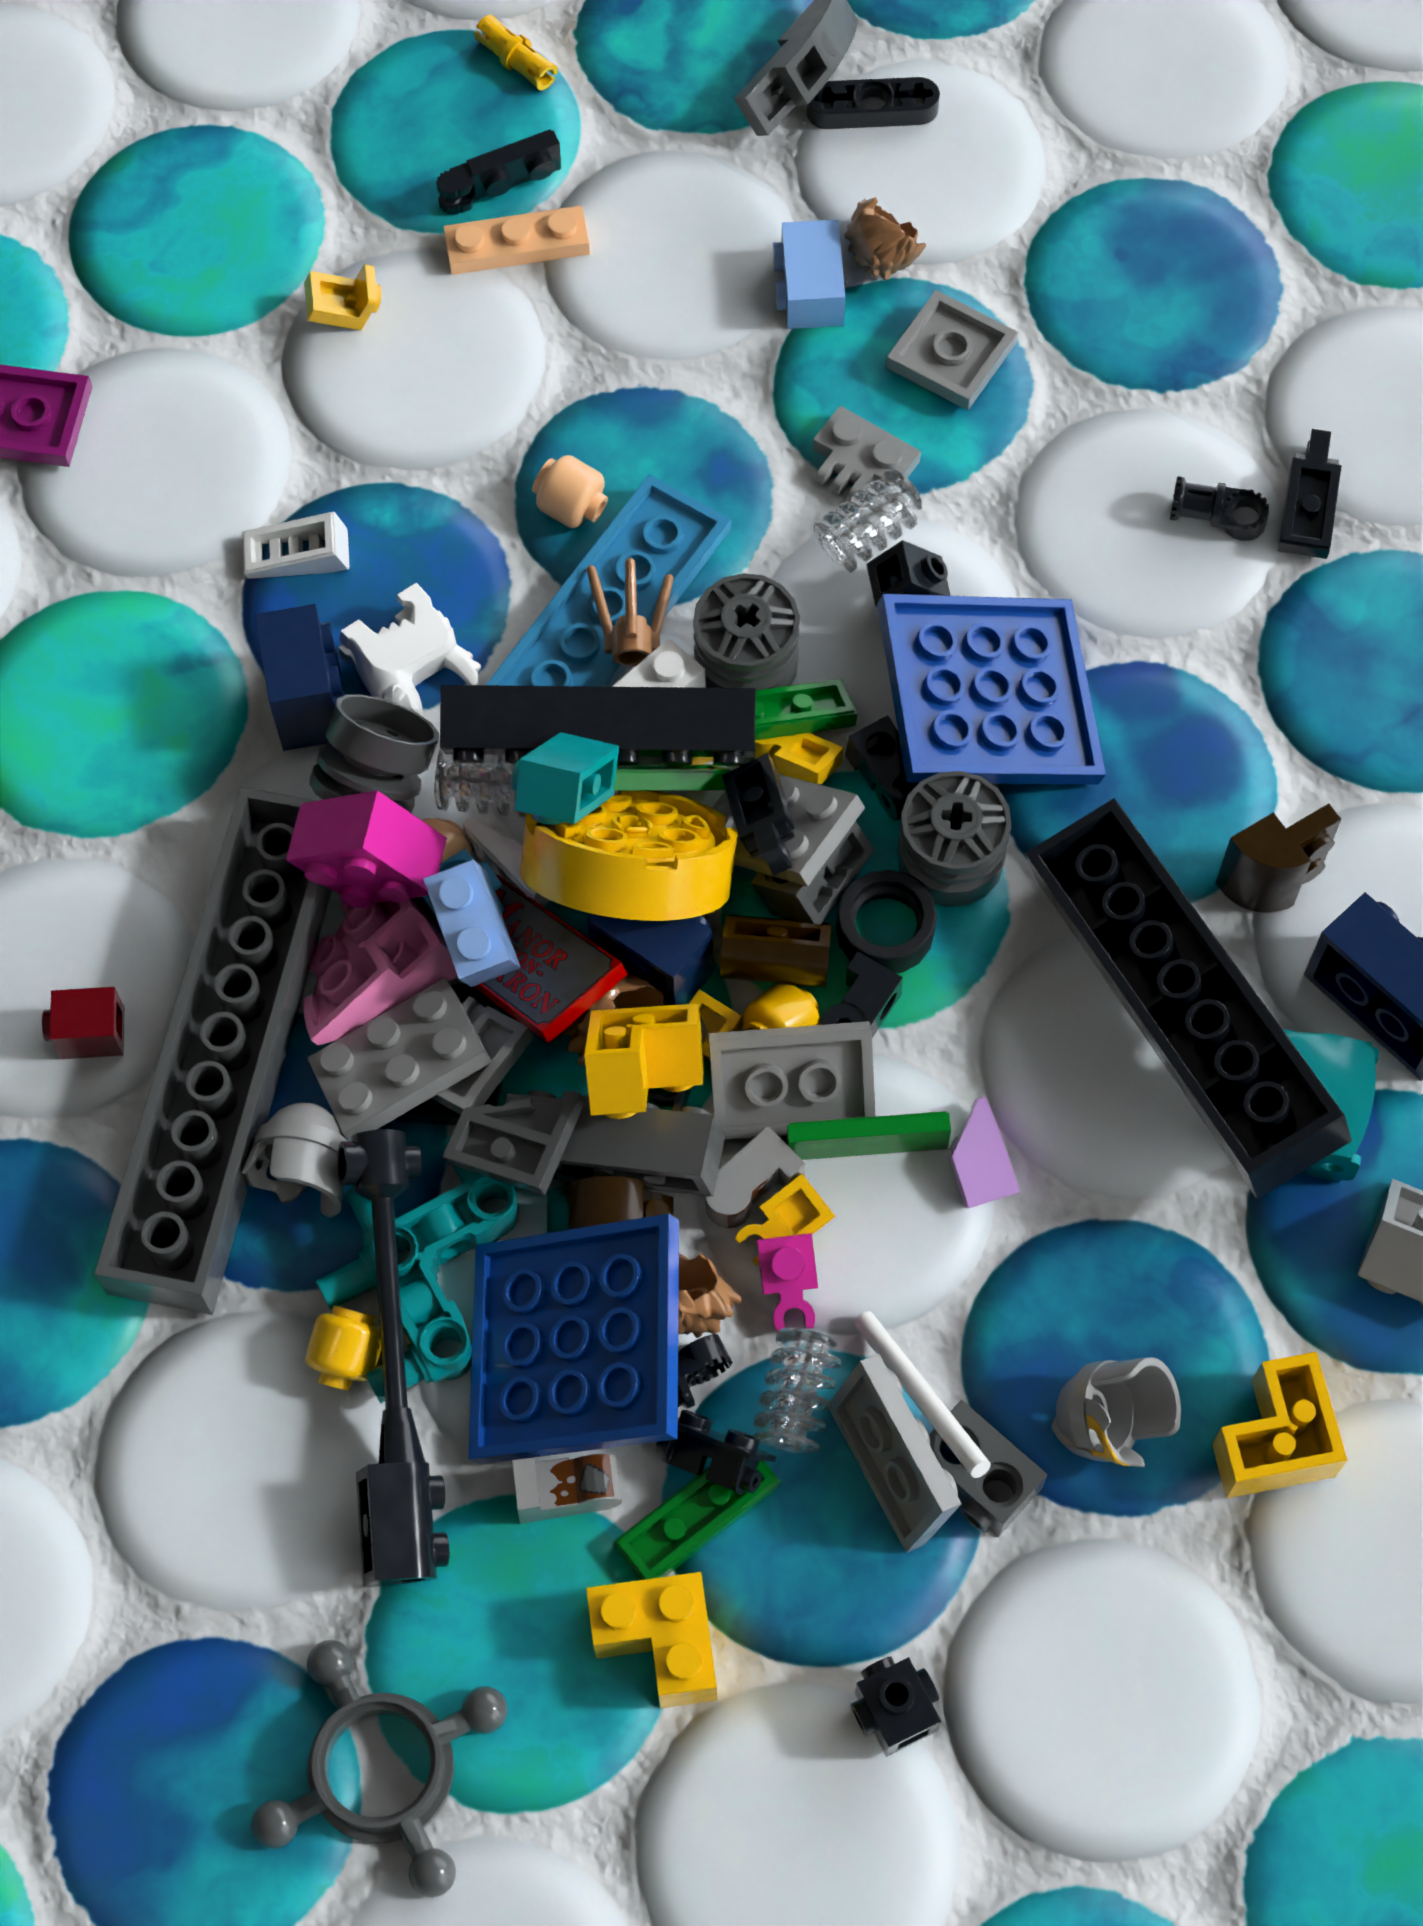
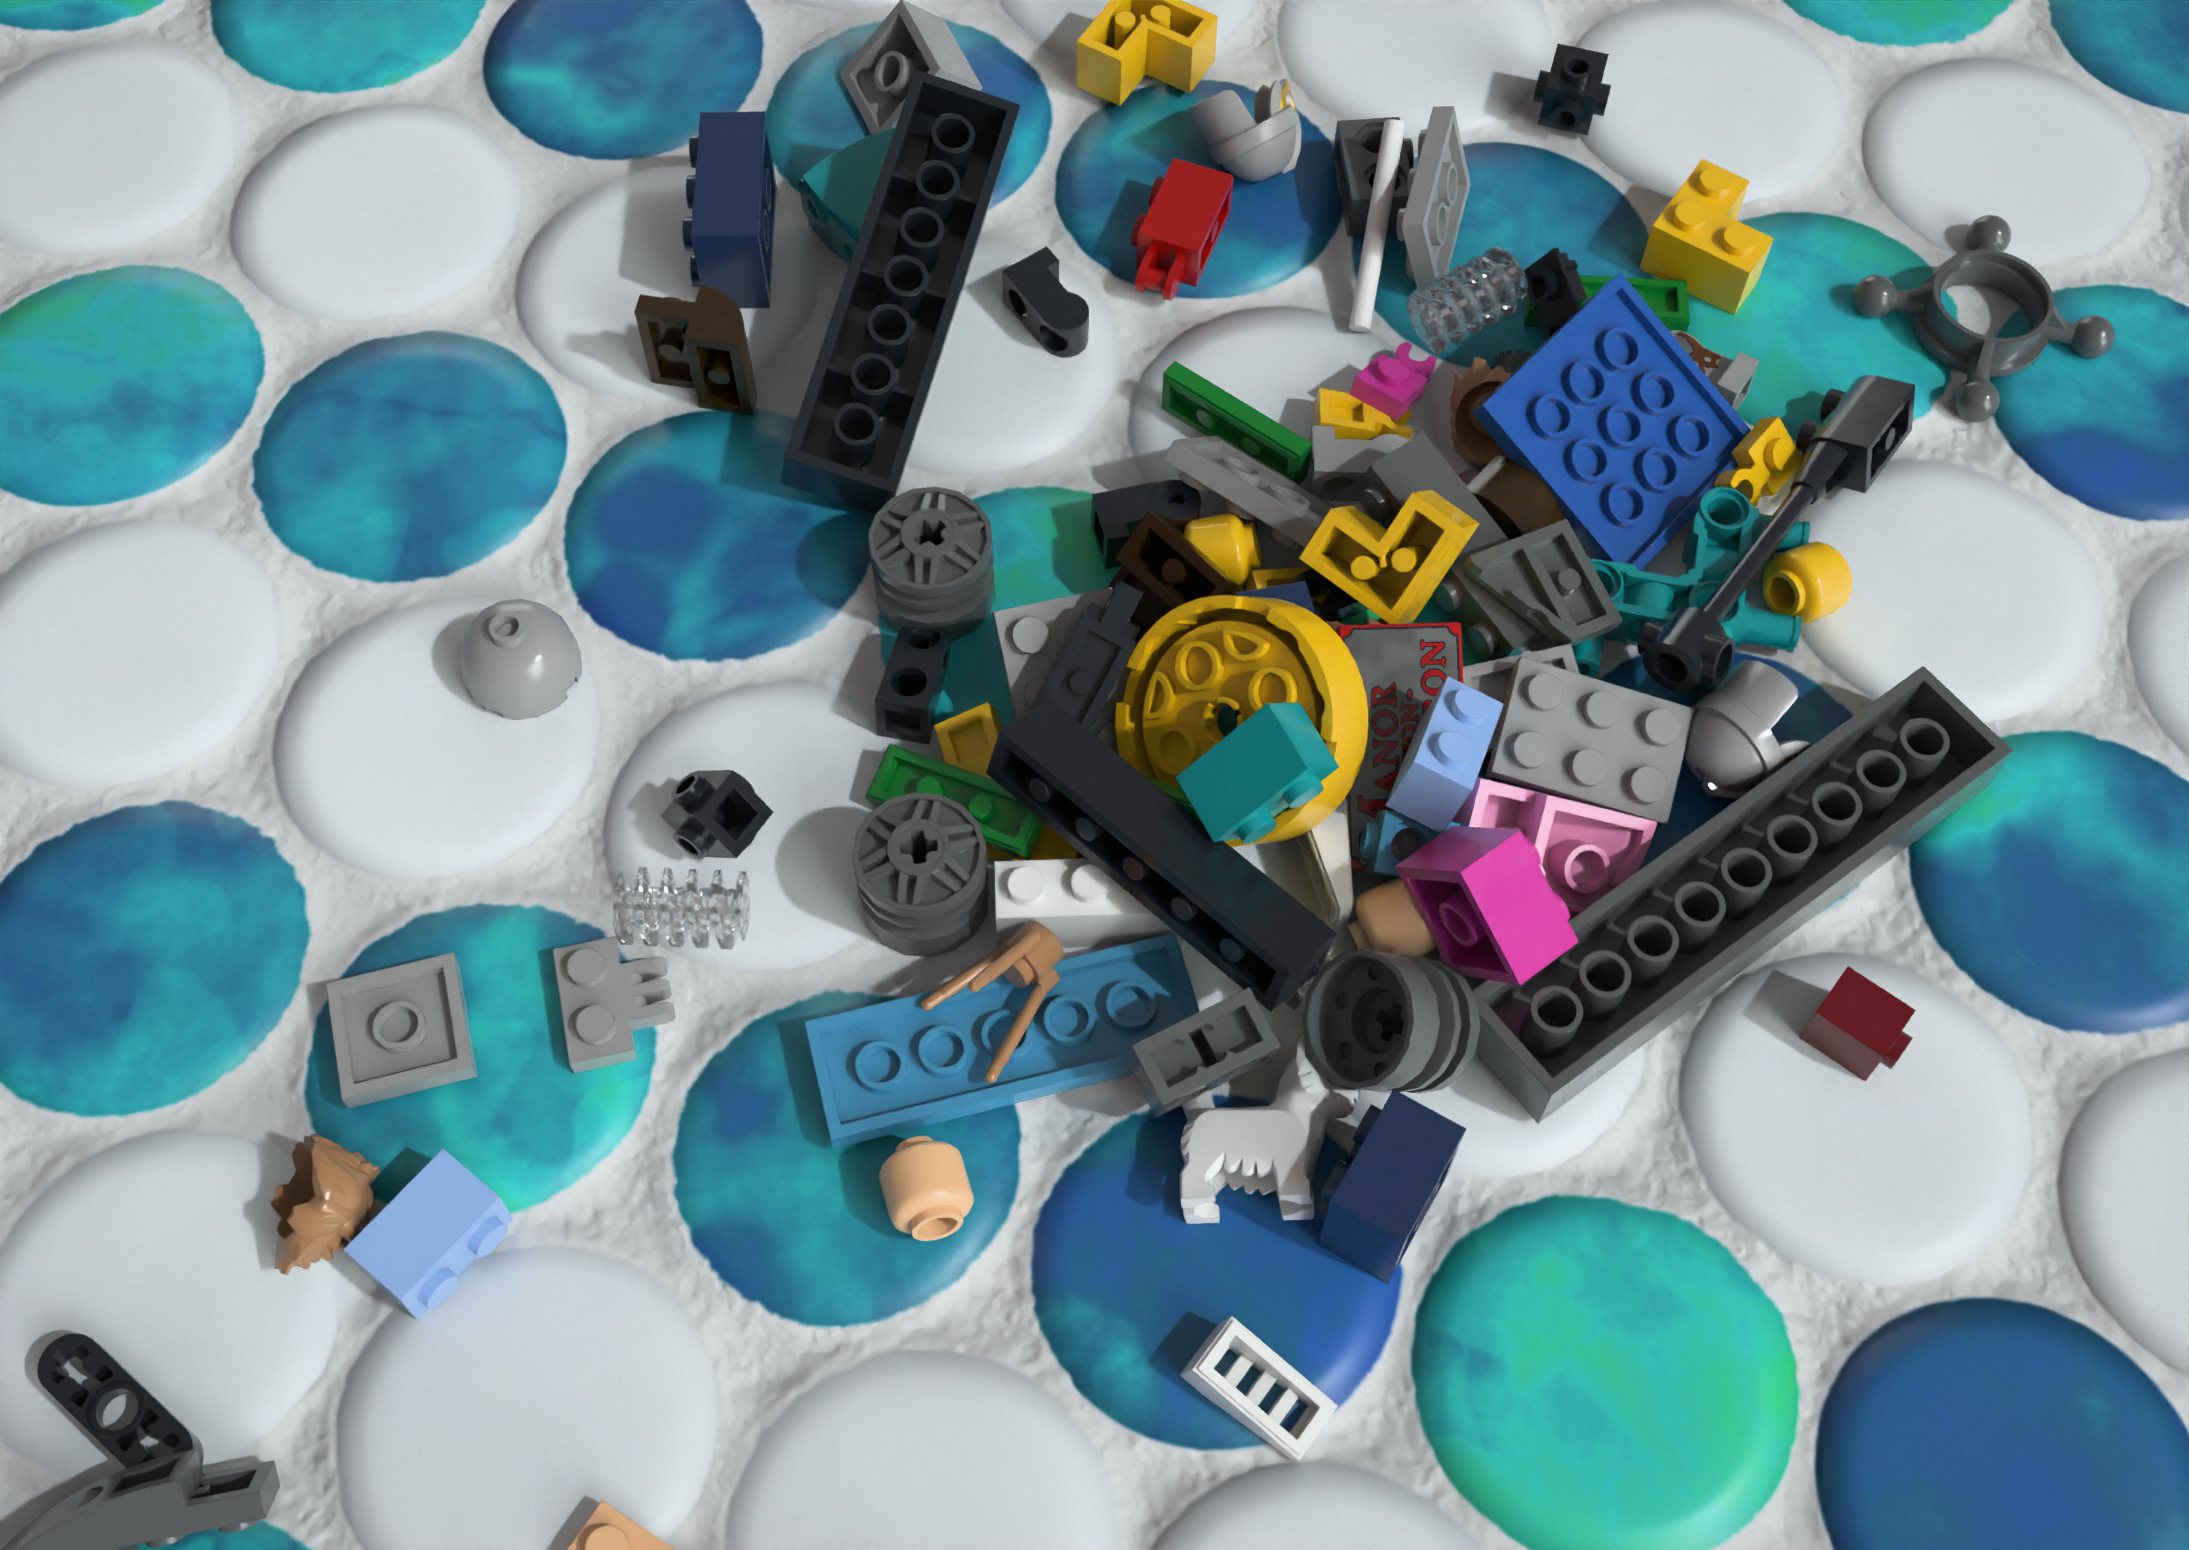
camera: 140 degrees left, 5 degrees down
(455, 1438) = (1764, 461): none -> yellow plate
(471, 643) = (1202, 1052): none -> dark grey brick
(893, 886) = (1045, 529): black tyre -> none
(982, 1159) = (1155, 351): lavender slope -> none
(990, 688) = (761, 662): plate -> none
(1077, 1281) = (1180, 227): none -> red brick
(1102, 1125) = (1044, 306): none -> black leg
(1147, 589) = (519, 659): none -> light grey cylinder
(1217, 507) = (373, 675): black connector -> none
(1311, 499) = (289, 620): black hinge -> none

